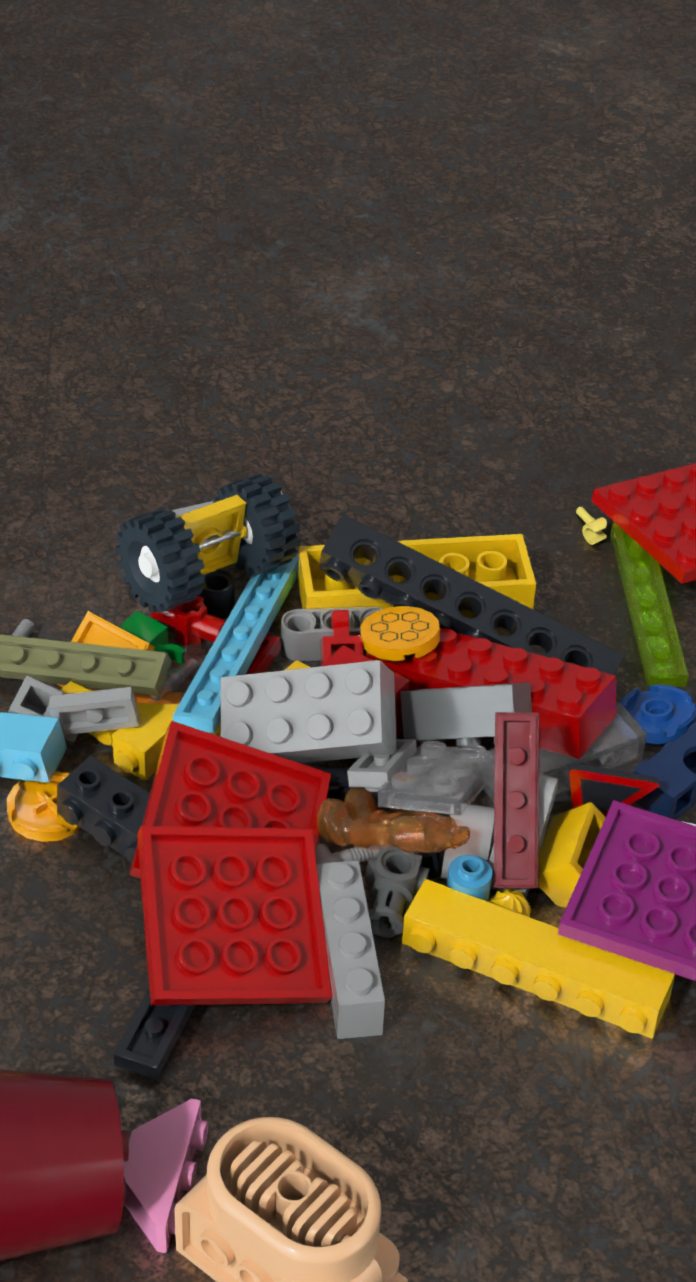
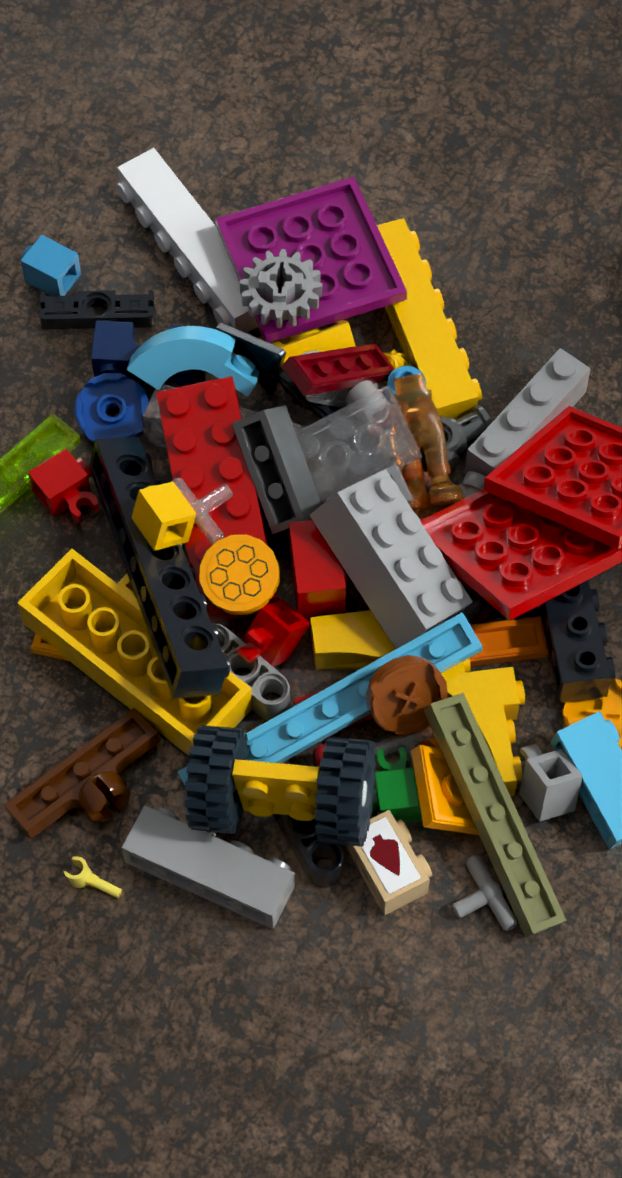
camera: 130 degrees left, 20 degrees up
(95, 710) = (532, 725): light grey plate -> none
(98, 594) = (390, 864): none -> brick
(202, 654) = (401, 693): none -> dark orange tile
(294, 484) = (86, 878): none -> light yellow hand
(360, 501) = (86, 777): none -> reddish brown plate
(479, 635) = (204, 506): none -> clear piece
(496, 612) = (163, 515): none -> yellow brick
(620, 634) = (63, 485): none -> red brick
(641, 741) = (192, 349): none -> medium azure arch
(645, 821) = (298, 295): none -> light grey gear

